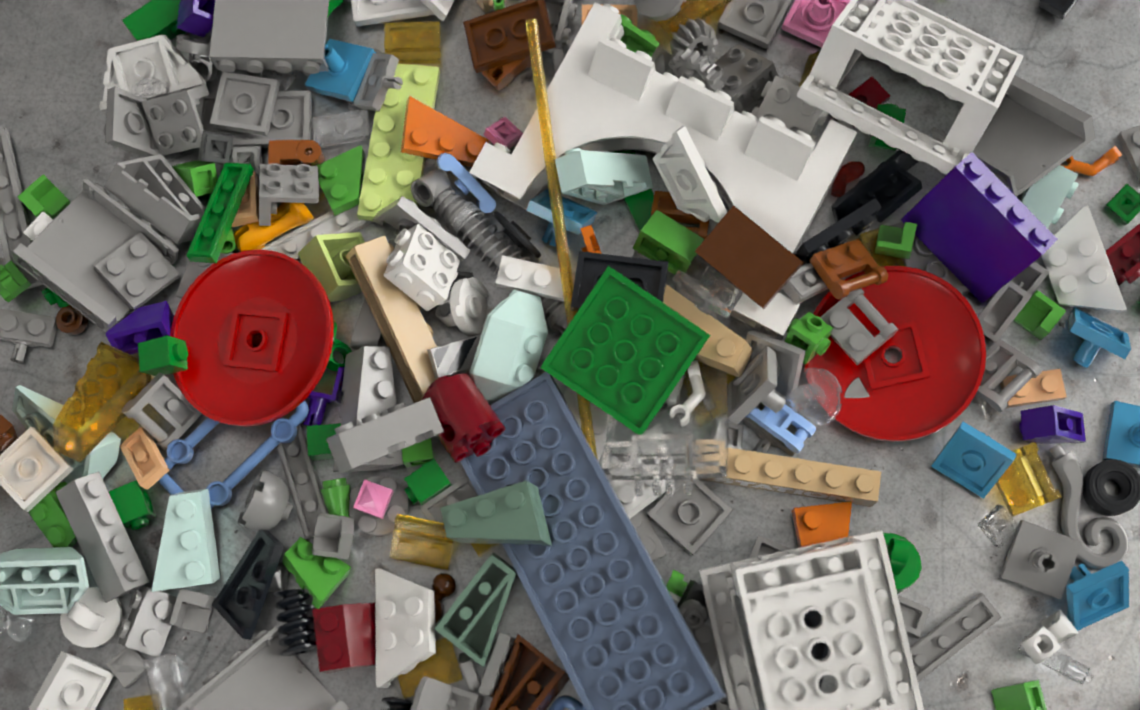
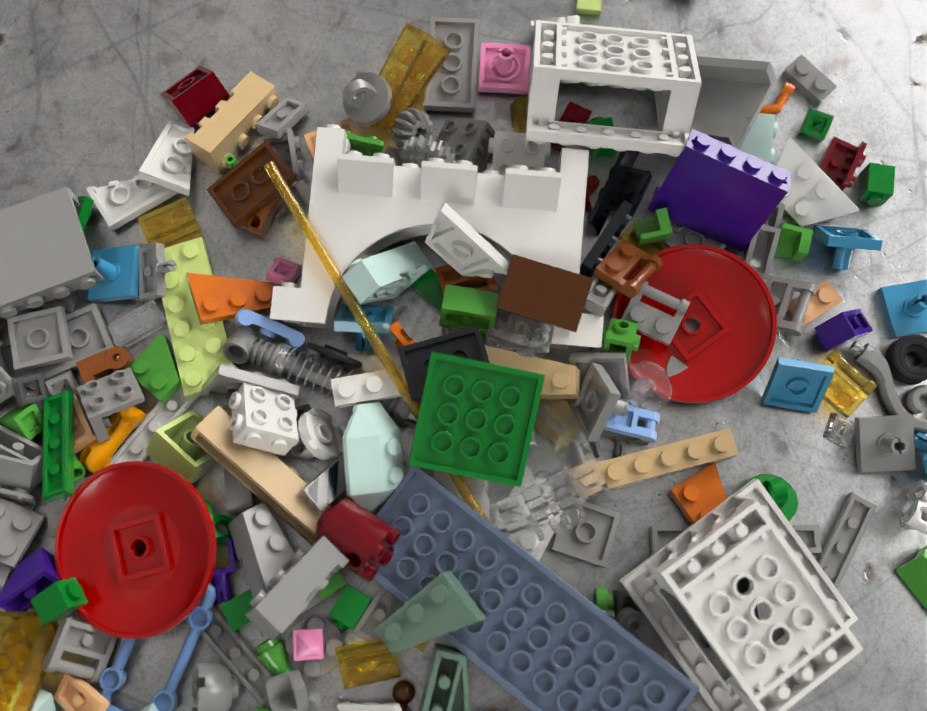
camera: 30 degrees left, 0 degrees up
(695, 398) = (549, 434): white arm -> none

